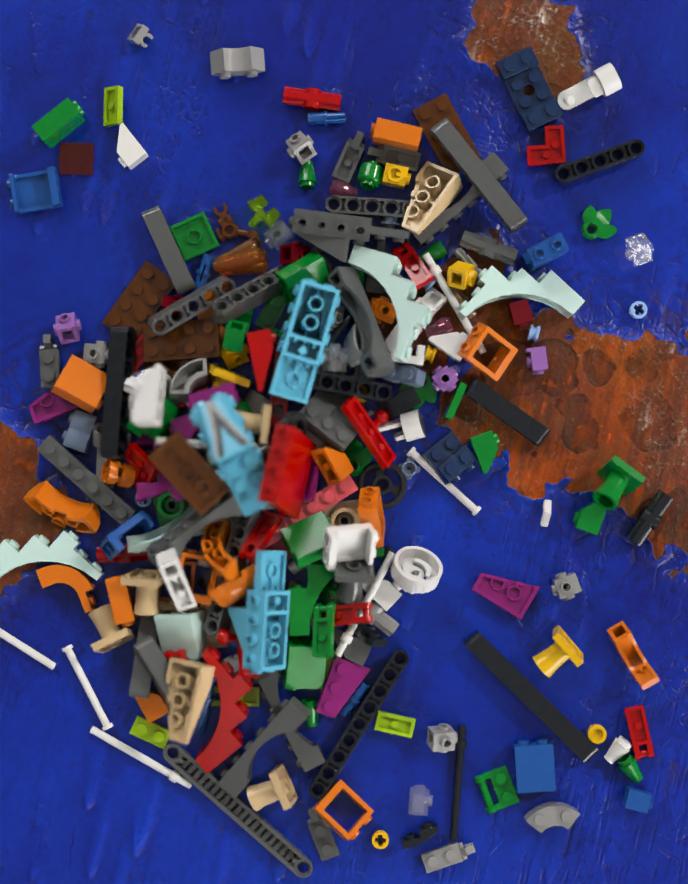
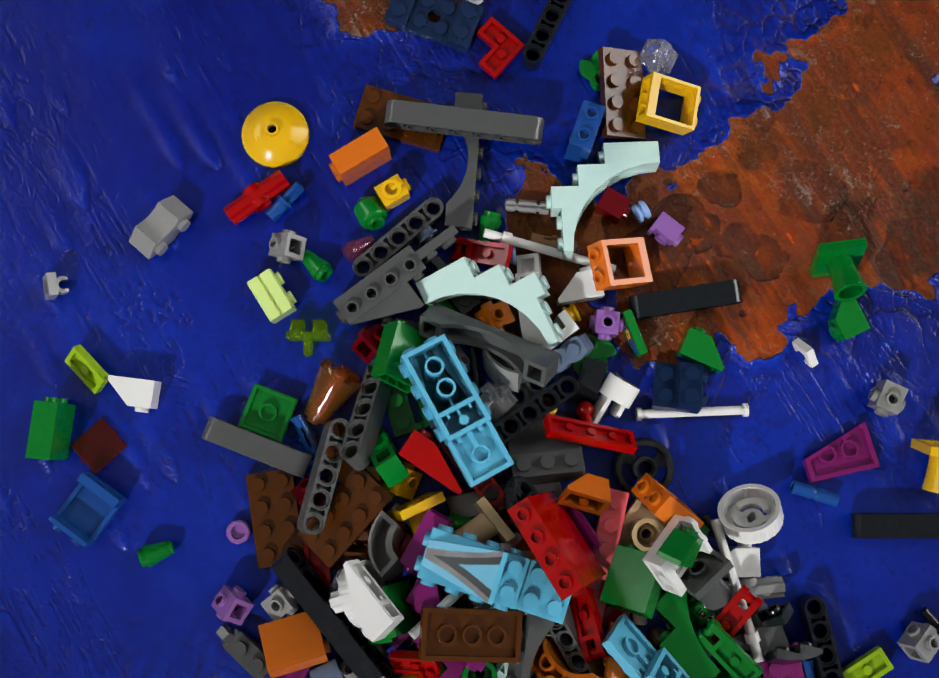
camera: 45 degrees left, 5 degrees down
(51, 254) = (155, 552): none -> green cone
(110, 289) = (238, 531): none -> medium lavender tile
(229, 228) = (292, 375): reddish brown piece -> none
(263, 168) = (272, 296): none -> yellowish green brick
(278, 235) = (340, 340): clear brick -> none
(349, 158) = (338, 216): dark grey hinge -> none
(353, 541) = (681, 547): none -> green slope
(357, 82) = (281, 146): none -> yellow dish
(358, 455) = (600, 462): green plate -> none
(365, 674) = (792, 655): none -> black slope
(395, 156) = (375, 175): dark grey hinge -> none
(414, 468) = (655, 425): sand blue plate -> none
(432, 194) = (440, 179): tan wedge -> none
(440, 326) = (558, 282): clear pink cone -> none
(461, 275) = (532, 221): yellow brick -> none
(466, 595) = (811, 492): none -> blue piece
(488, 248) = (531, 177): dark grey piece -> none
(593, 251) = (620, 91): none -> reddish brown plate
(606, 268) = (648, 102): none -> yellow window
(643, 308) = (710, 102): light blue bush -> none
(649, 518) = (895, 270): black piece -> none

